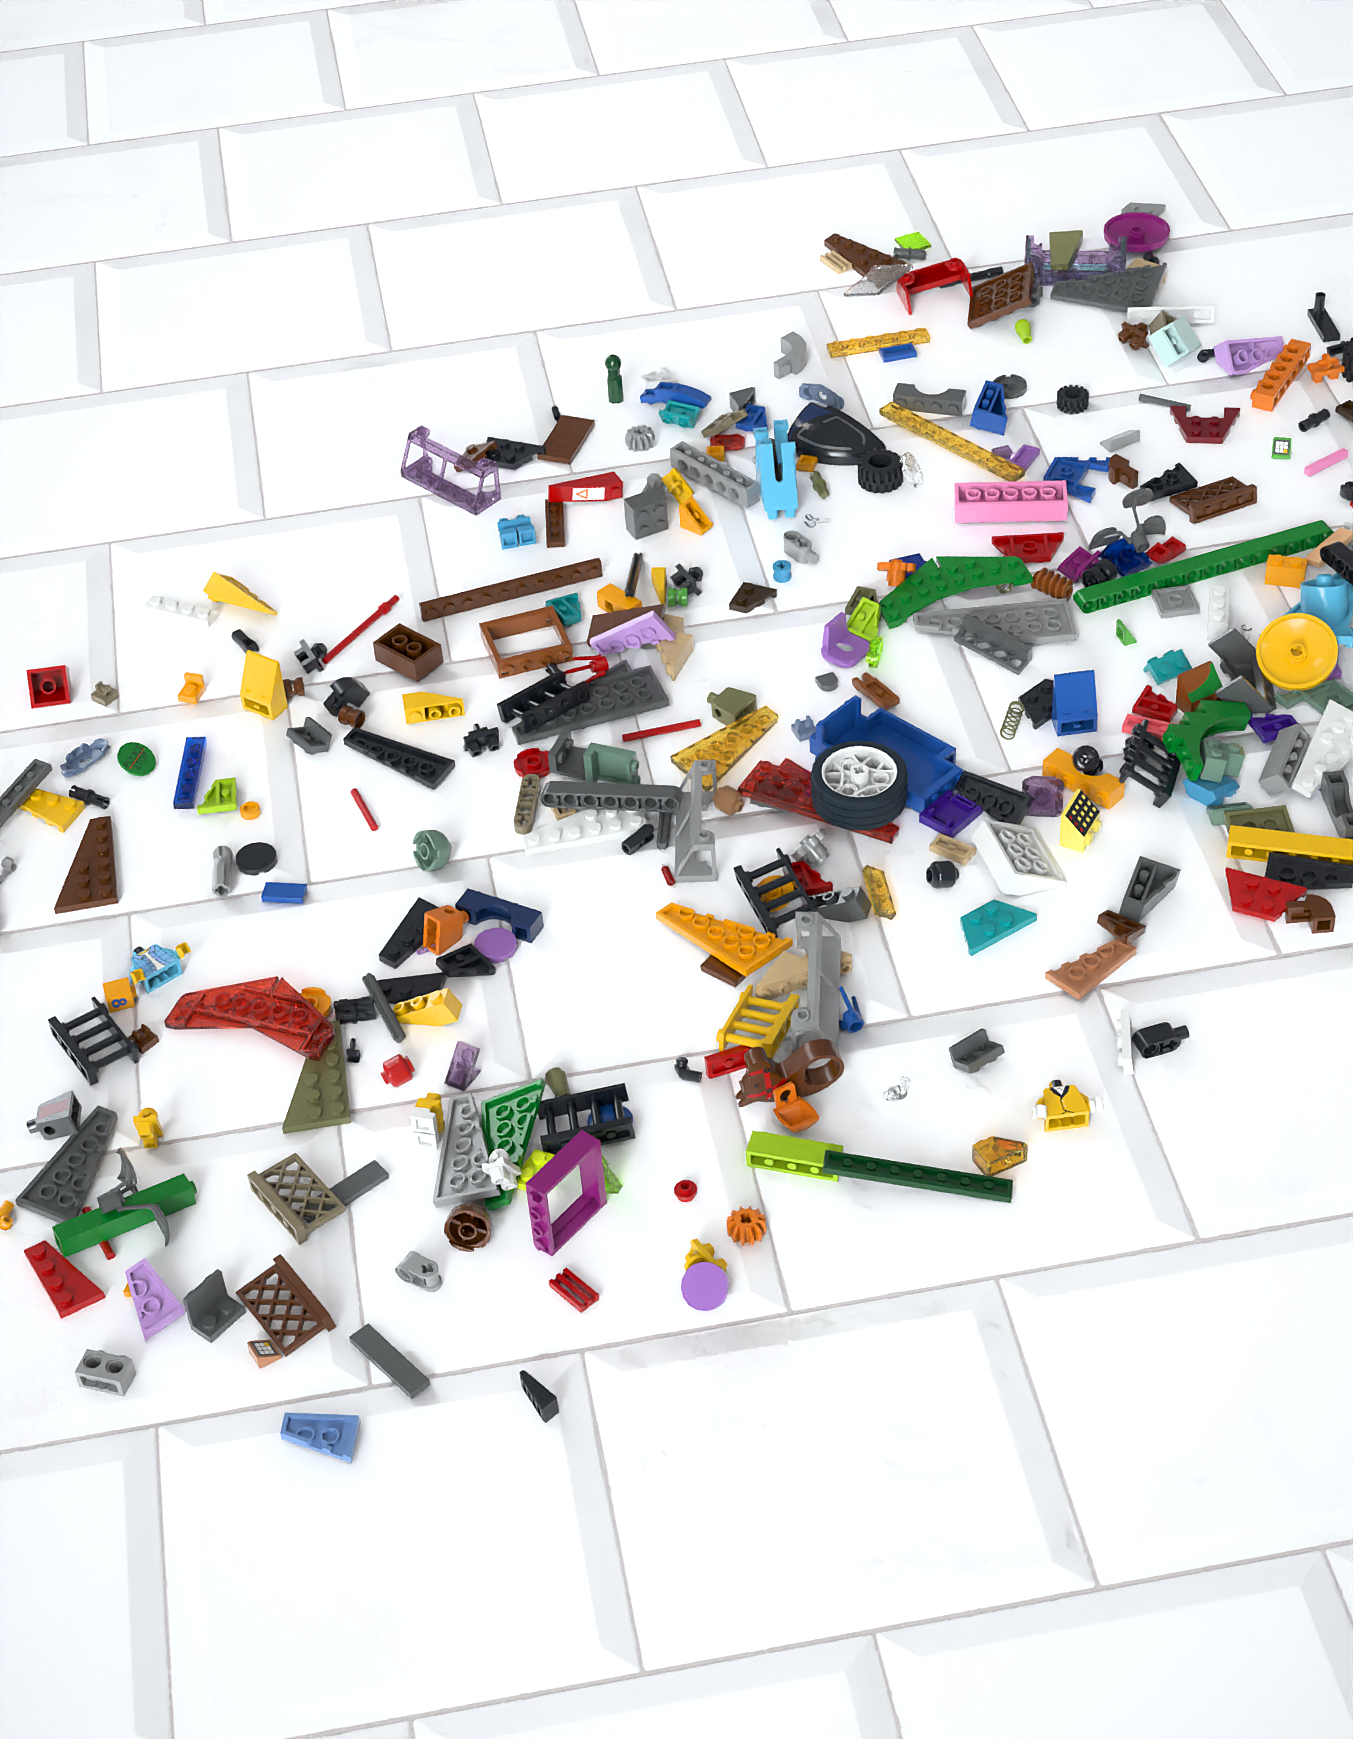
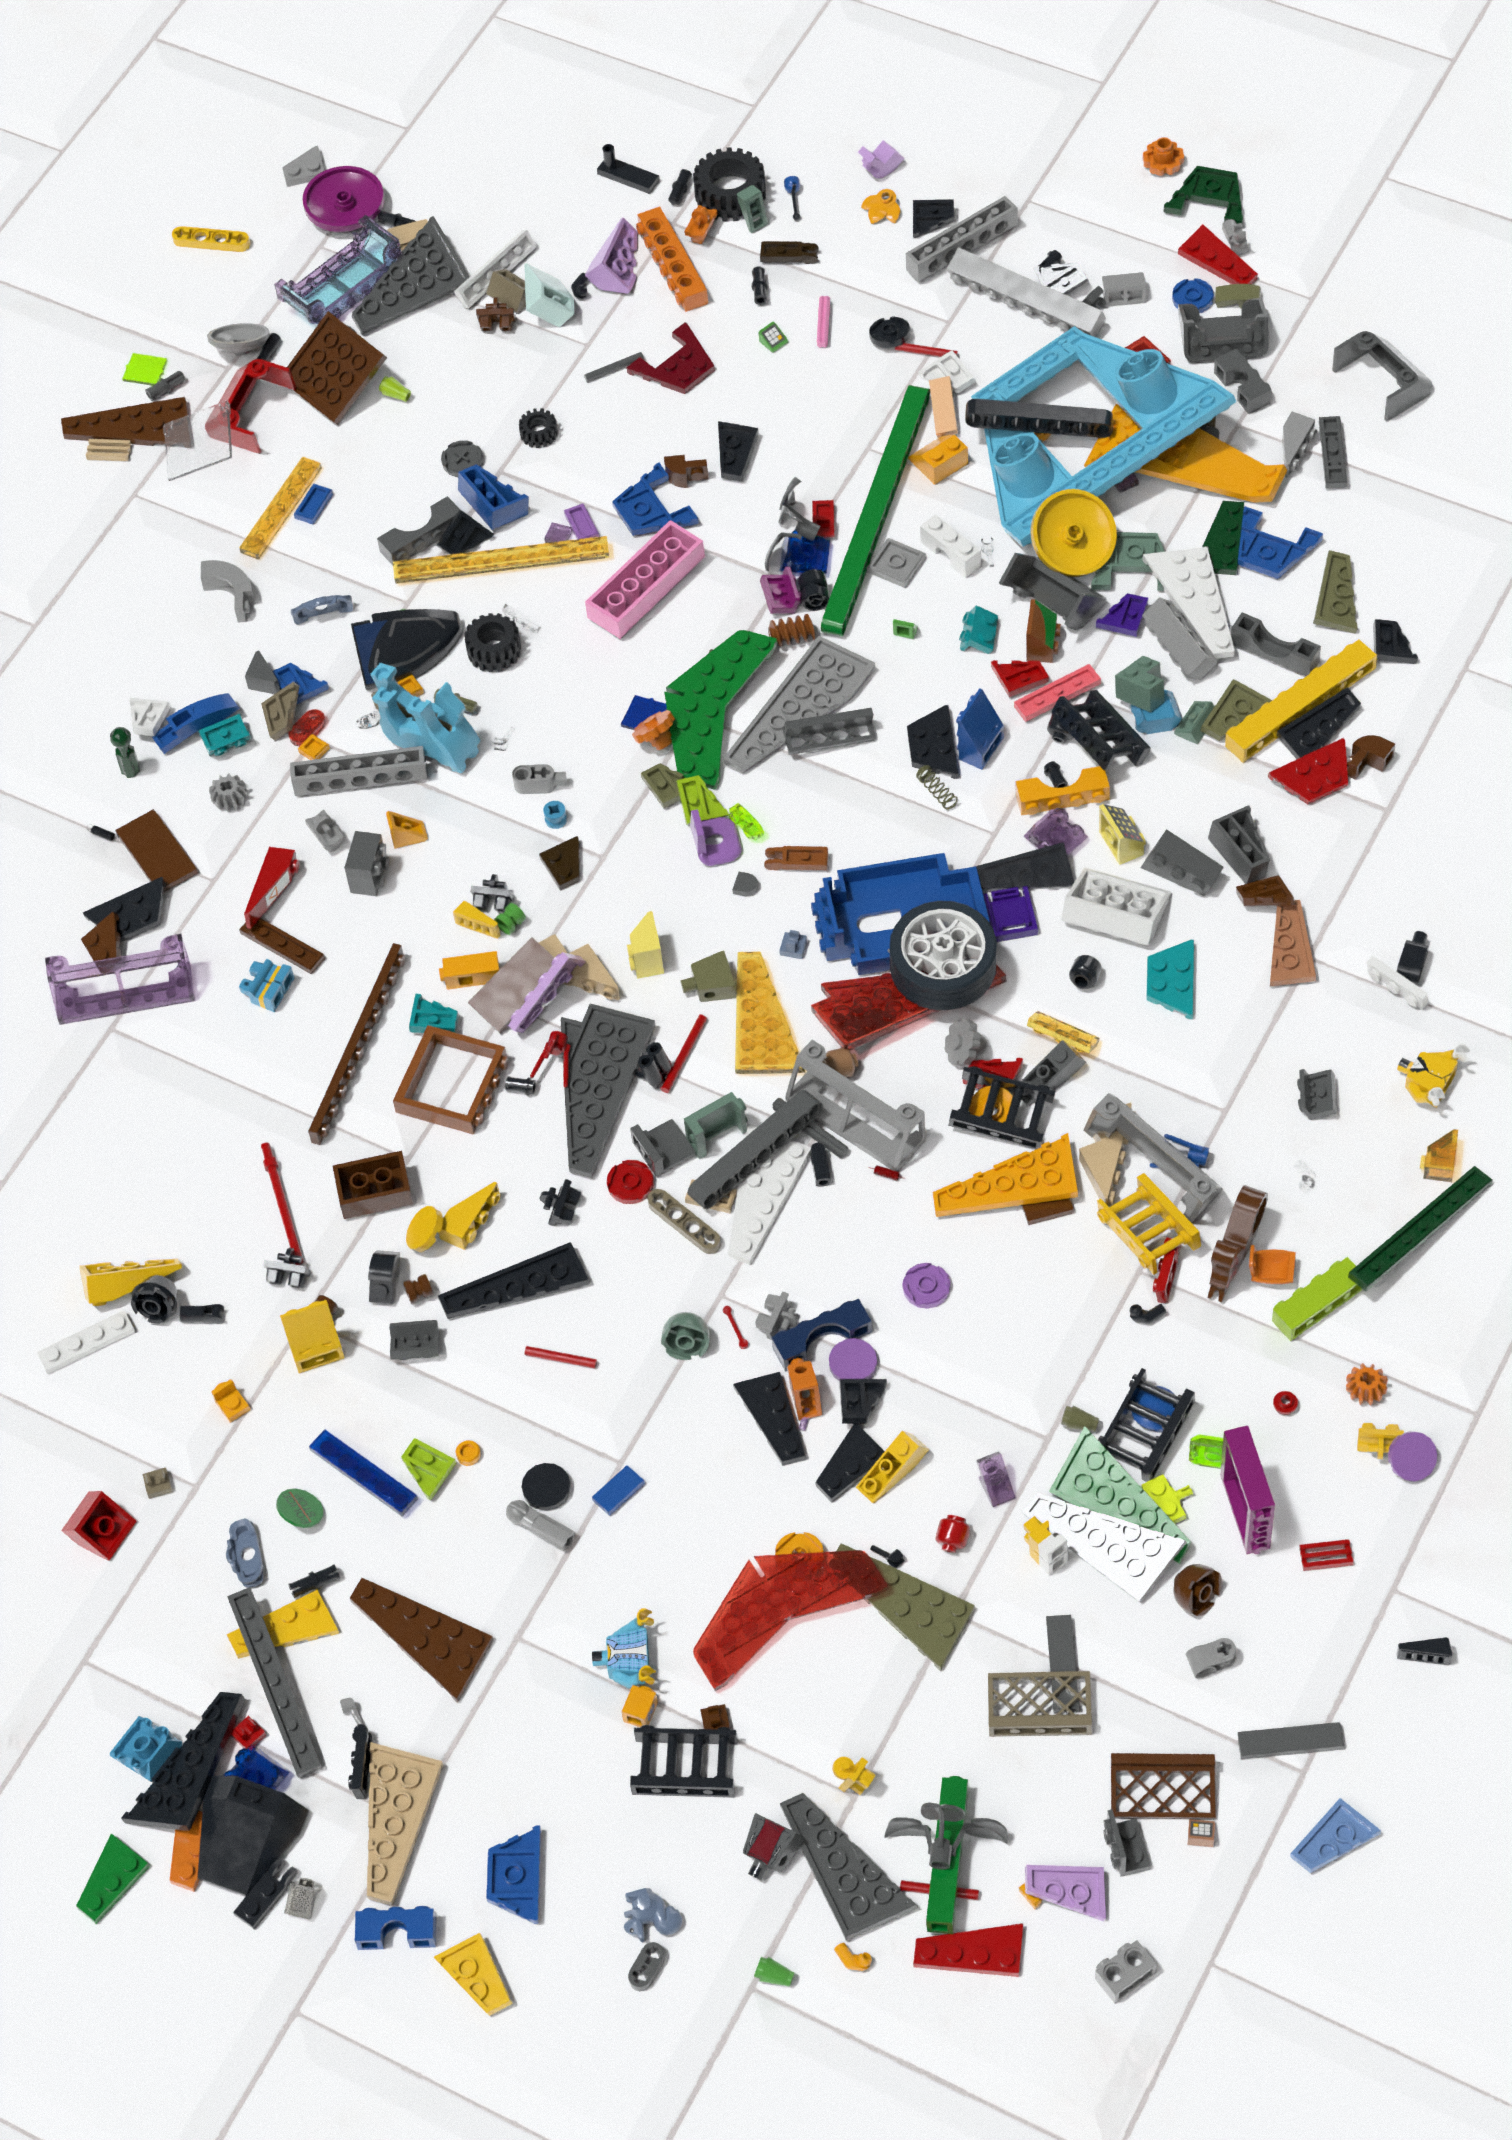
camera: 50 degrees left, 15 degrees up
(233, 613) = (155, 1299): none -> black cone
(355, 1010) = (842, 1524): black hips -> none
(384, 1008) = (860, 1497): dark grey axle -> none
(396, 692) = (424, 1228): none -> yellow tile
(459, 885) = (743, 1343): none -> red hinge
(494, 885) = (779, 1316): none -> light grey hips
(502, 1169) = (1171, 1521): white hips -> none
(543, 701) = (541, 1113): black fence -> none
(595, 946) = (926, 1285): none -> medium lavender tile
(629, 715) = (654, 1065): none -> black piece
(633, 574) = (446, 932): black axle -> none
(677, 485) = (347, 810): yellow hips -> none
(719, 660) = (645, 948): none -> light yellow slope
(948, 415) = (462, 534): none -> black wing
(953, 850) = (1056, 945): tan tile -> none
(976, 255) = (238, 337): none -> light grey dish
(1029, 547) = (716, 611): red wing -> none
(1040, 210) = (186, 237): none -> yellow beam
(1064, 248) = (320, 273): olive slope -> none
(1091, 867) = (1182, 864): none -> dark grey wedge
(1092, 756) = (1053, 772): black head -> none
(1121, 440) = (632, 437): light grey slope -> none
(1204, 507) = (806, 433): reddish brown fence -> none
(1207, 720) = (1103, 685): green arch -> none

